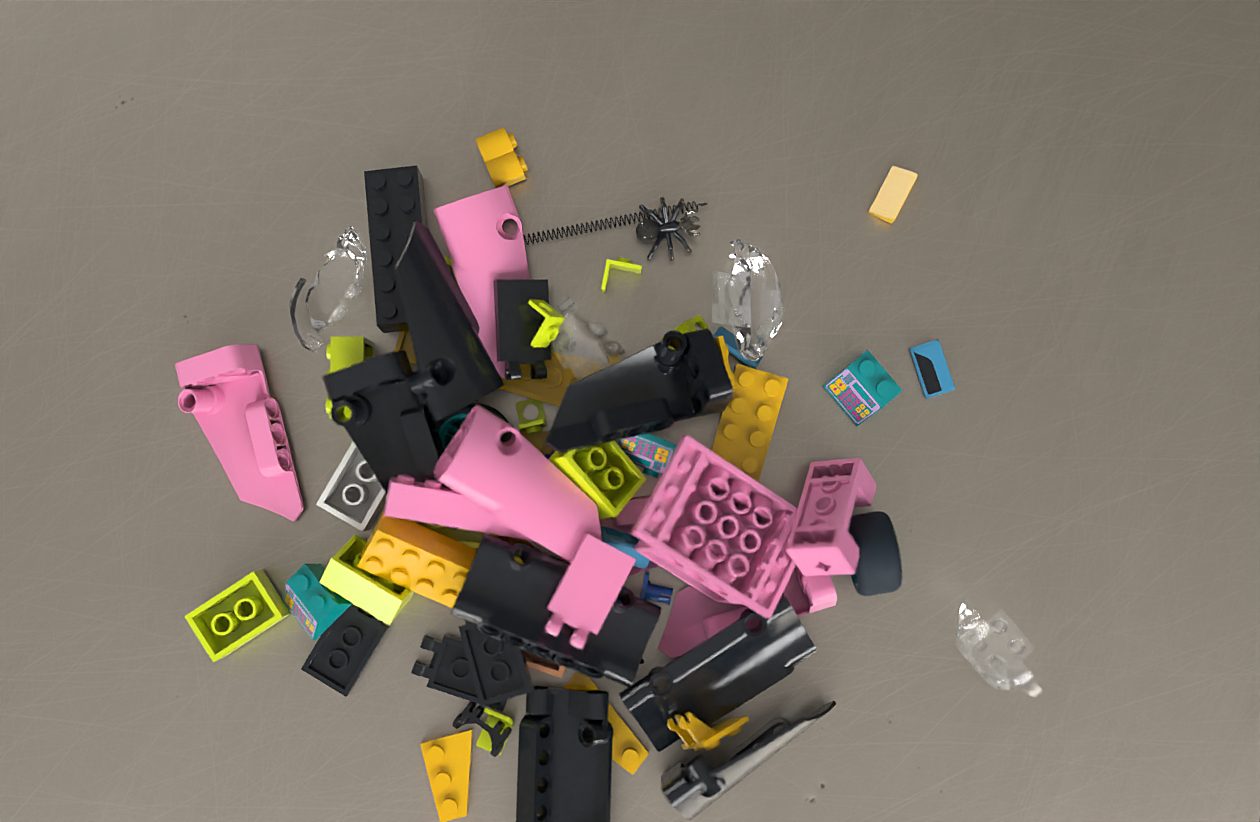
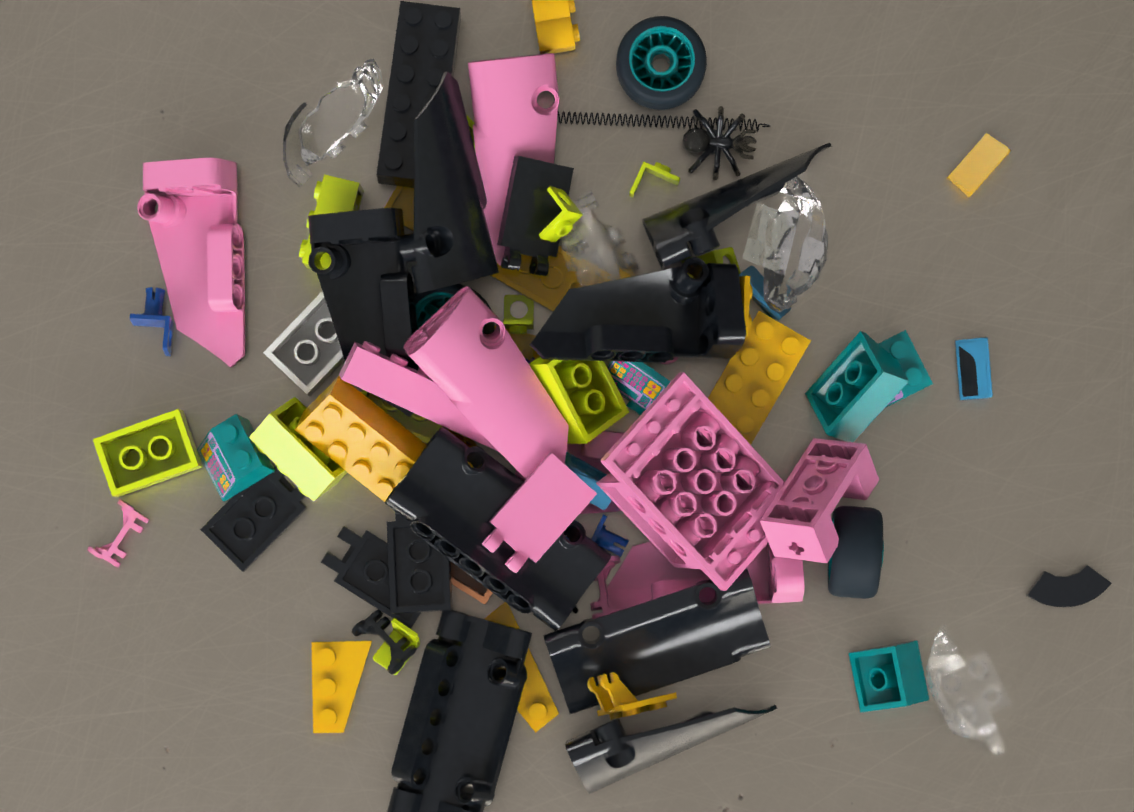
camera: 15 degrees right, 0 degrees up
(217, 495) = (153, 317): none -> blue bracket
(224, 707) = (129, 516): none -> bright pink piece
(597, 151) = (664, 39): none -> wheel
(664, 296) = (697, 217): none -> black panel
(669, 652) = (605, 604): none -> bright pink piece
(837, 410) = (856, 388): none -> teal slope
(925, 652) = (889, 676): none -> teal slope
(1061, 538) = (1068, 590): none -> black tile

